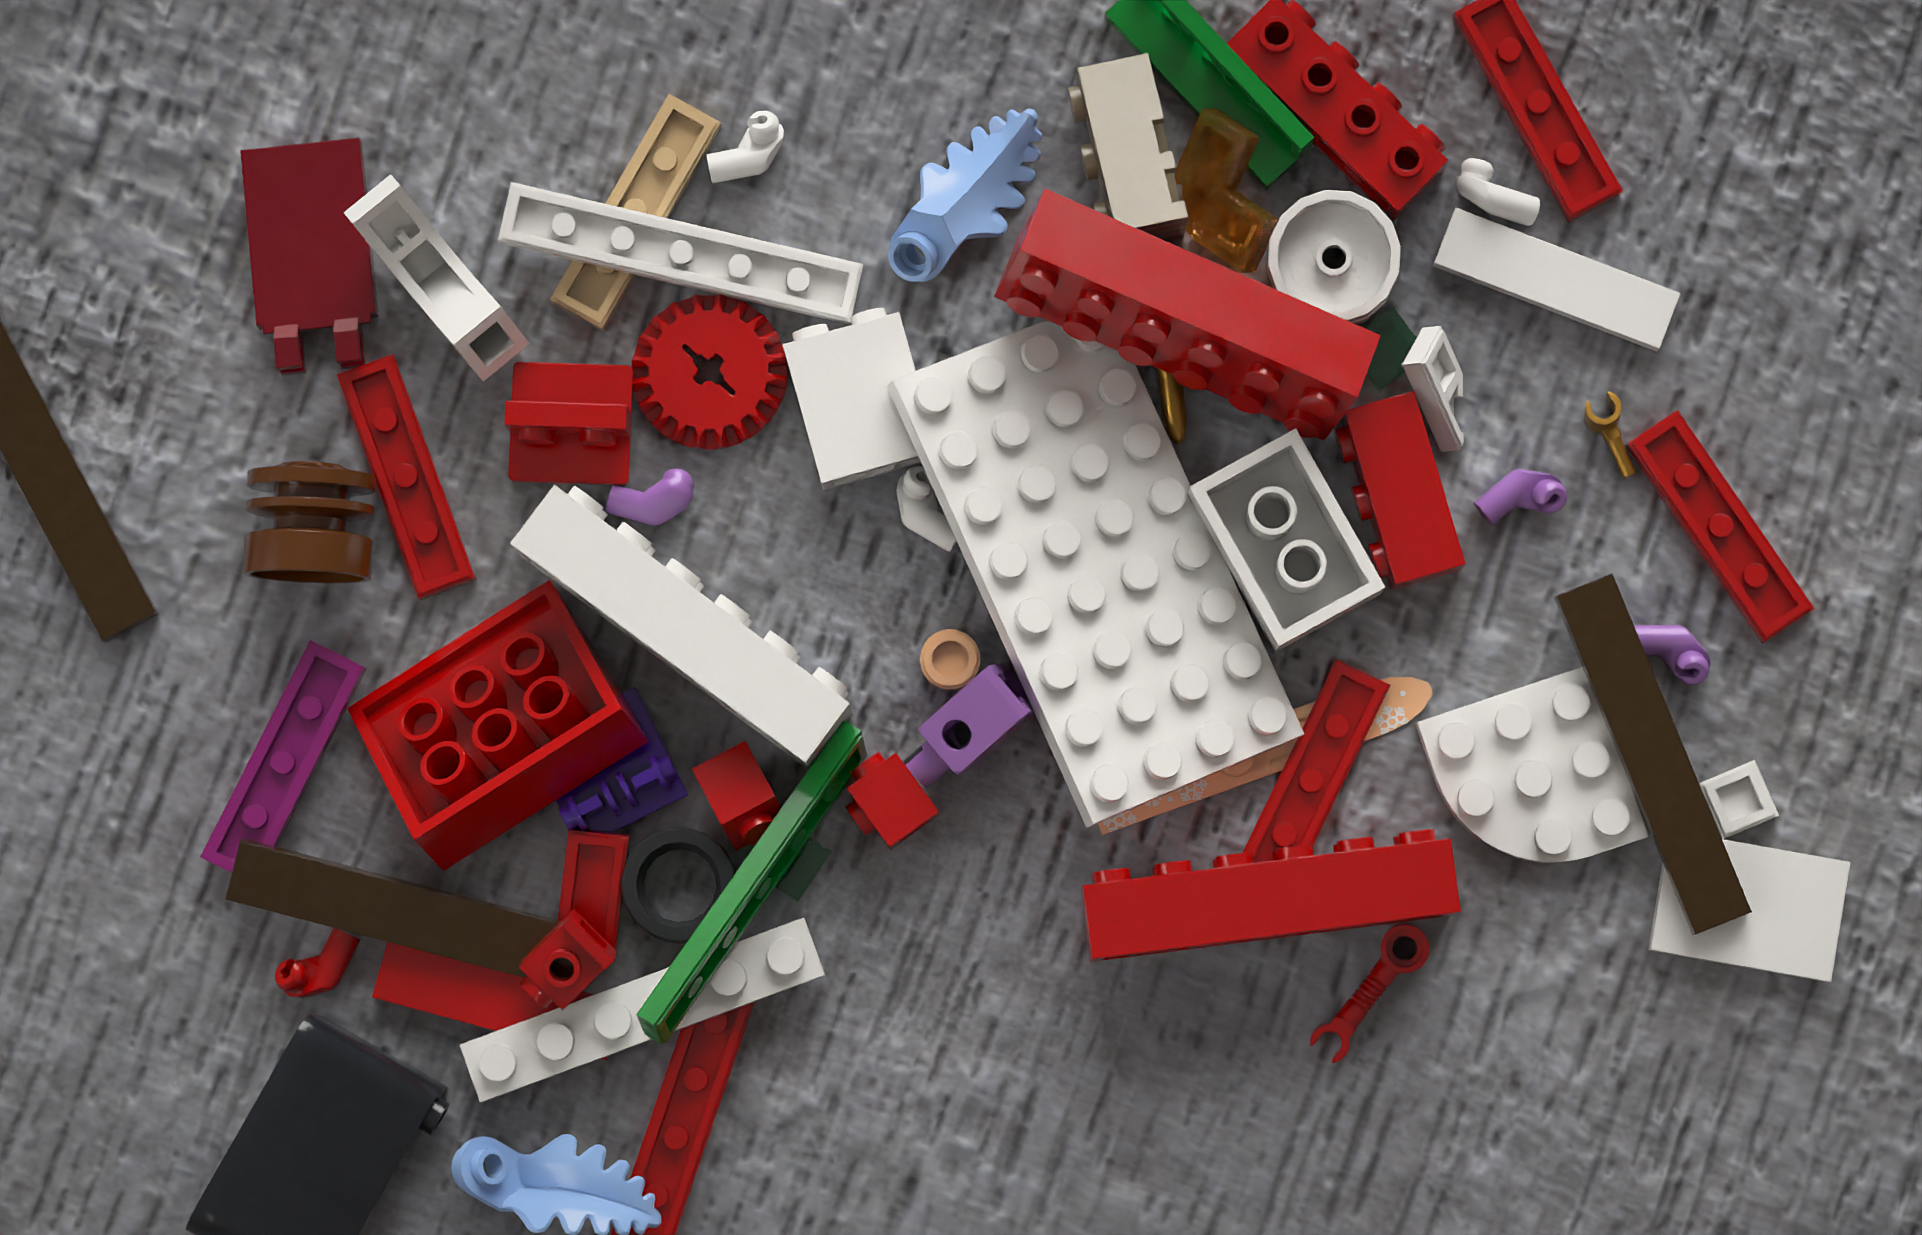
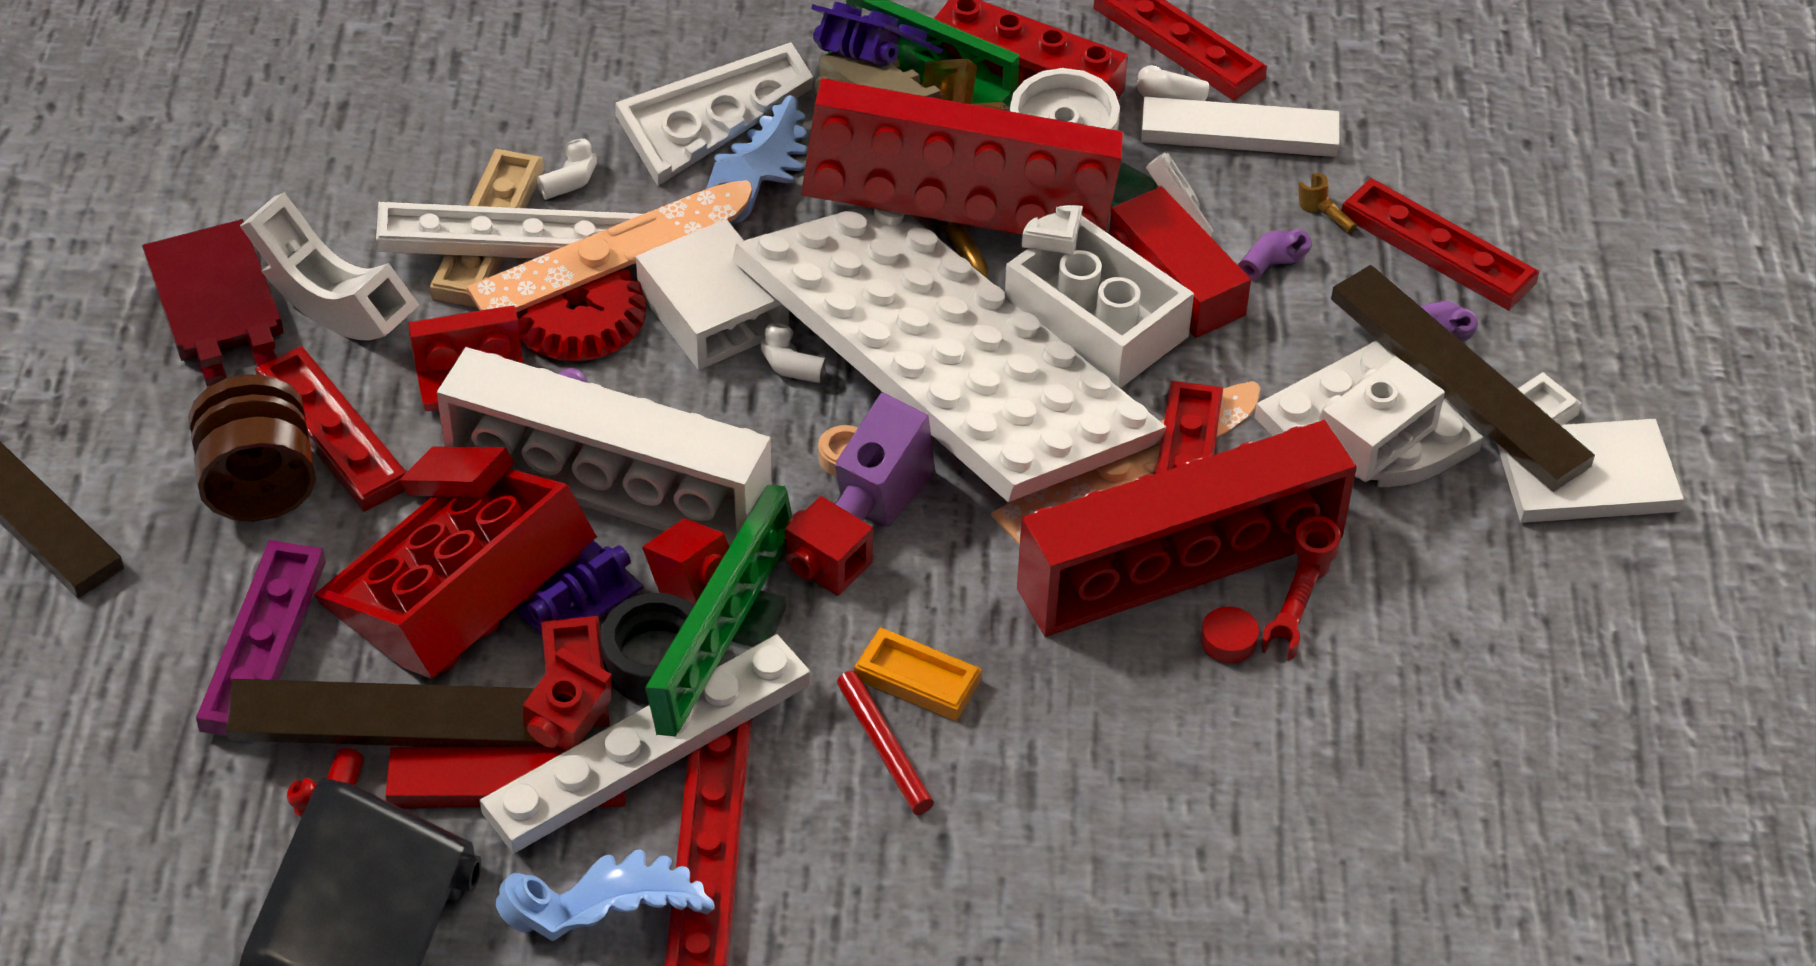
camera: 20 degrees left, 35 degrees down
(521, 604) = (457, 471): none -> red tile
(761, 310) = (609, 249): none -> light nougat piece
(883, 1057) = (885, 743): none -> red bar
(925, 95) = (705, 111): none -> white wing
(942, 981) = (918, 674): none -> light orange tile
(1145, 66) = (865, 37): none -> dark purple hinge
(1257, 457) = (1054, 231): none -> white tile
(1279, 1020) = (1229, 634): none -> red tile
(1530, 810) = (1384, 415): none -> white brick

